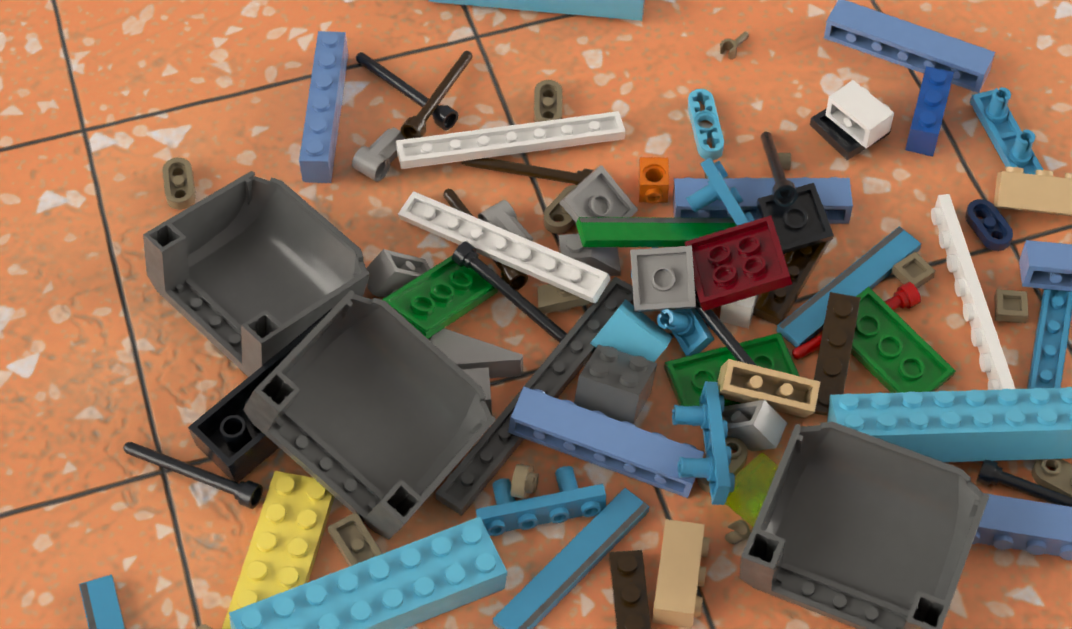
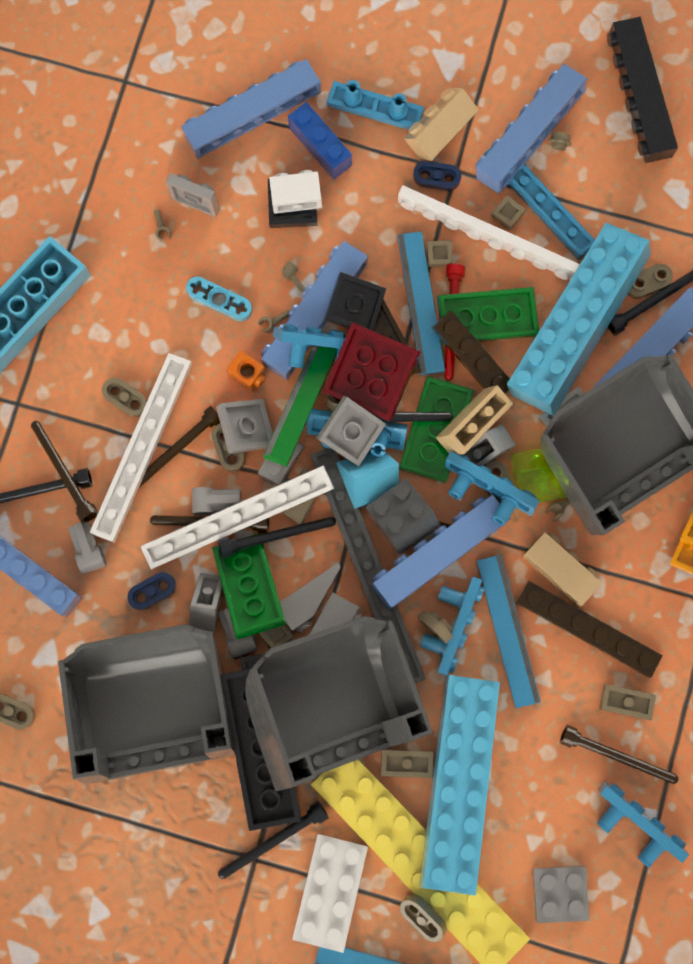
camera: 55 degrees left, 25 degrees up
(170, 553) = (330, 893): none -> white plate
(378, 227) = (152, 591): none -> dark blue plate
(783, 191) = (337, 298): black piece -> none
(784, 41) = (196, 196): none -> light grey plate

